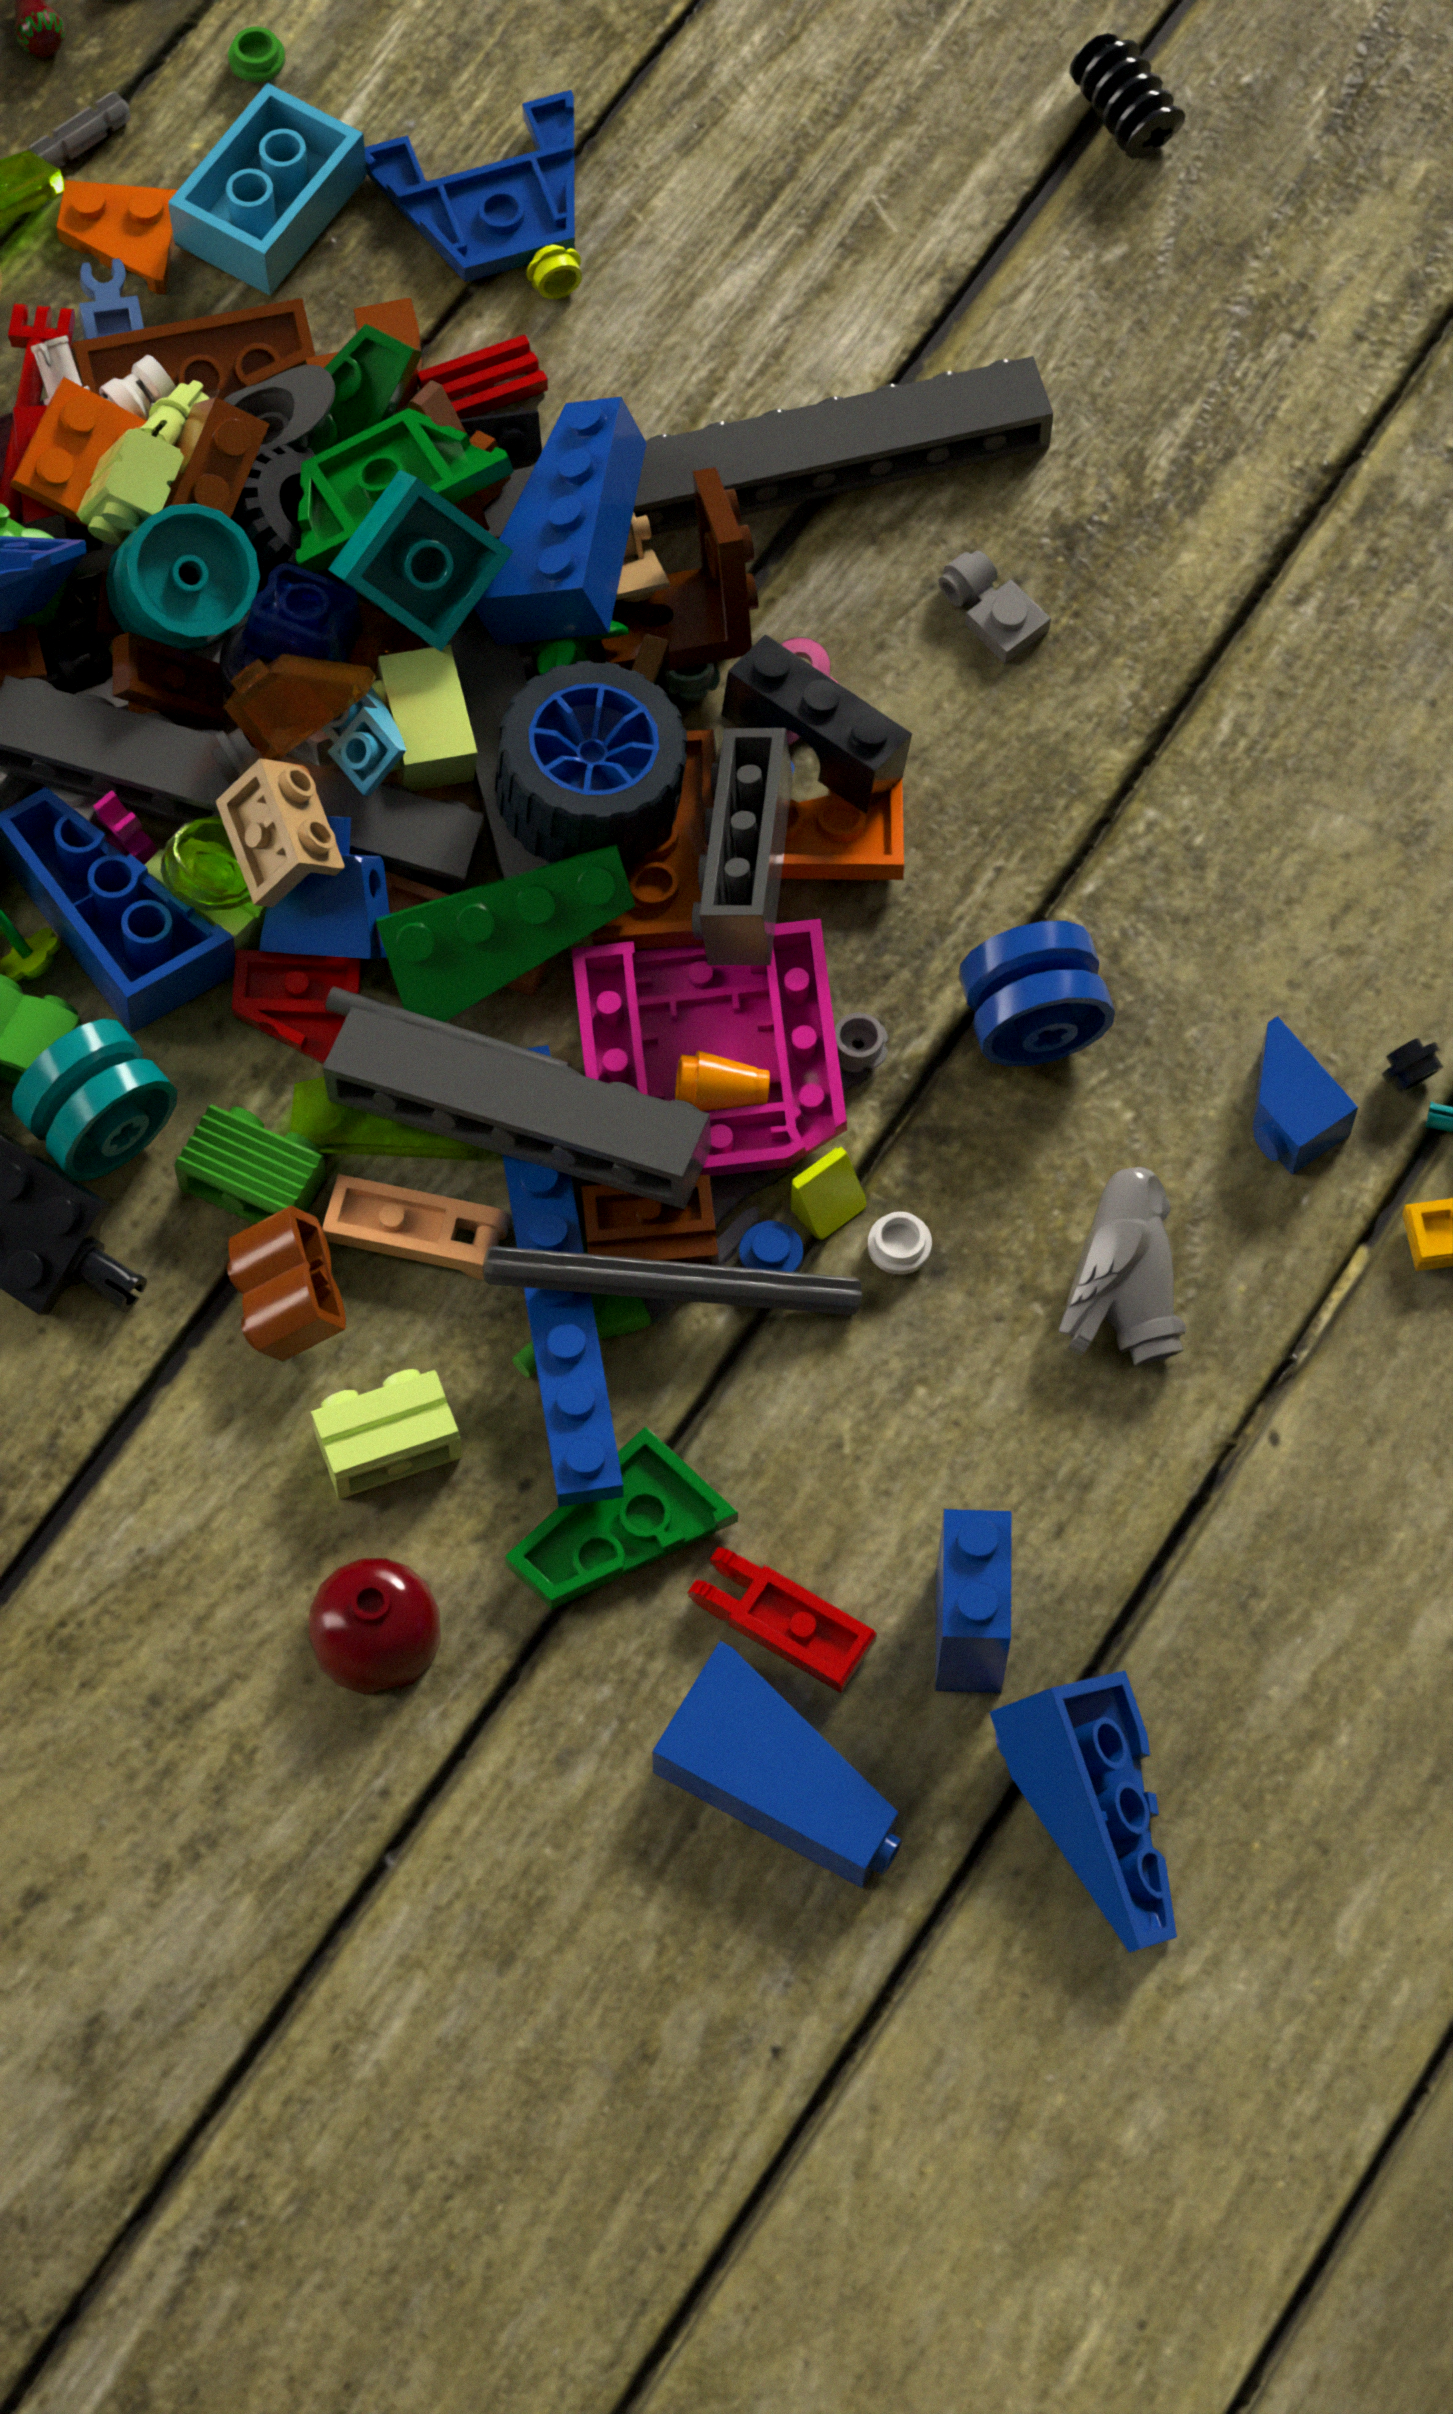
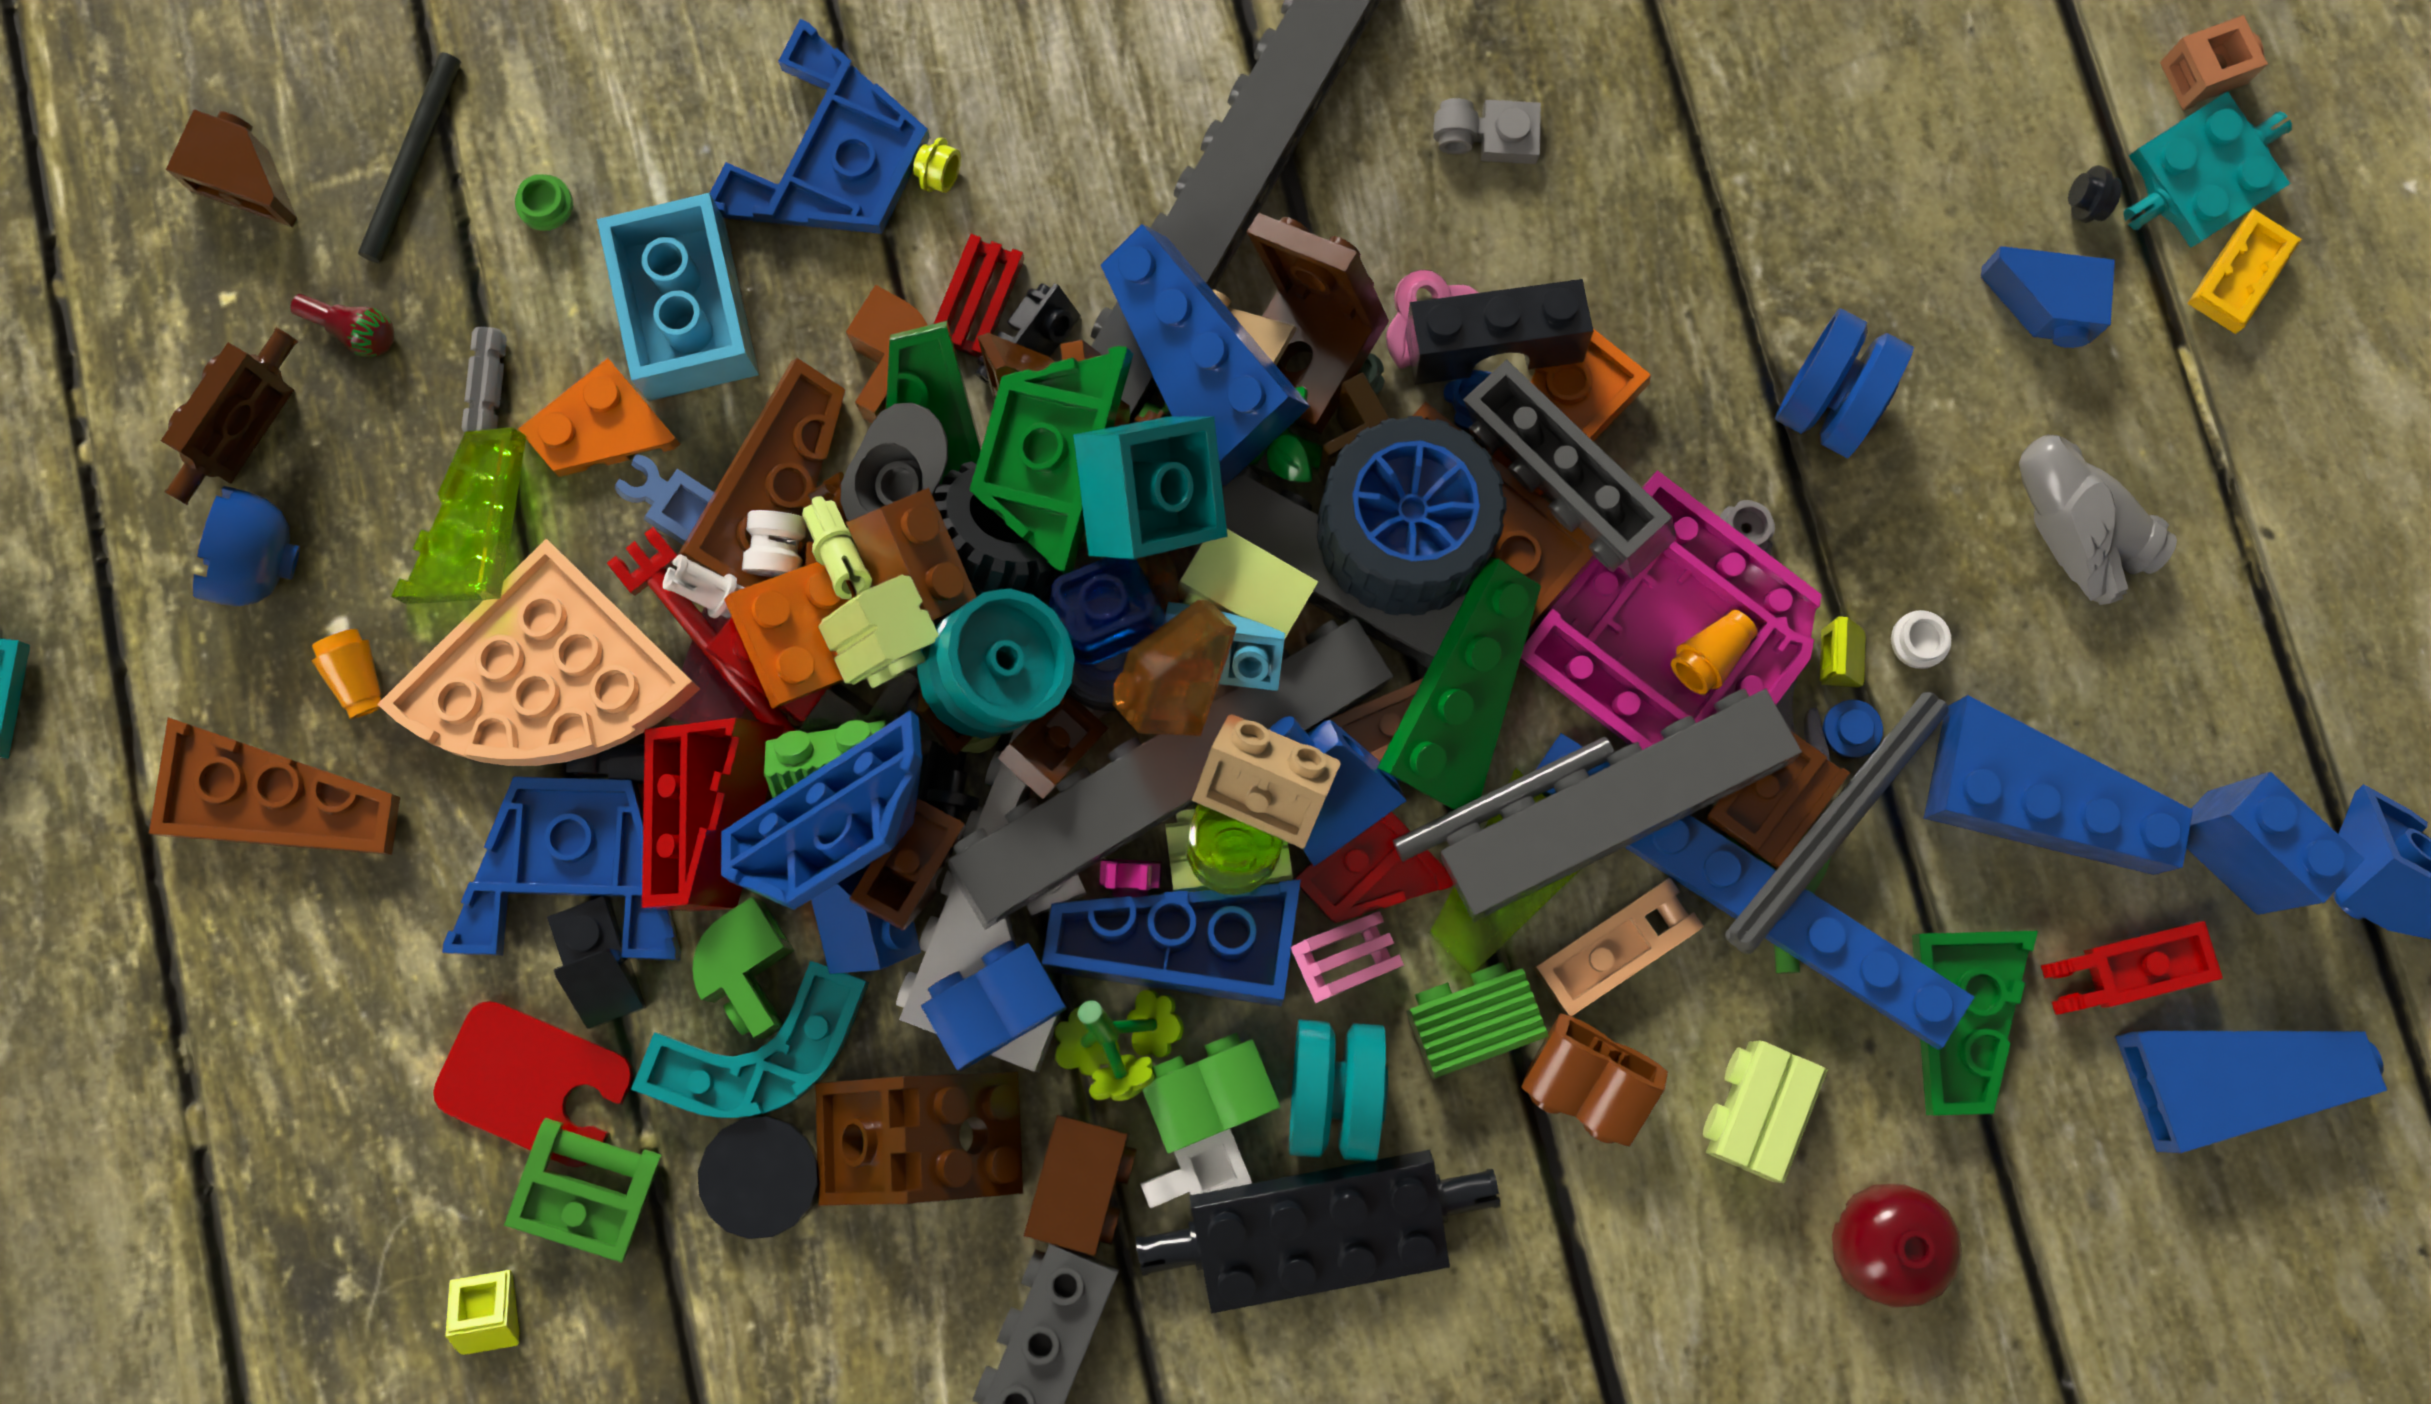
camera: 45 degrees left, 15 degrees up
(234, 754) = (1176, 755): dark grey plate -> none
(256, 1038) = (1374, 945): none -> bright pink tile
(855, 1424) = (2039, 792): none -> blue wedge

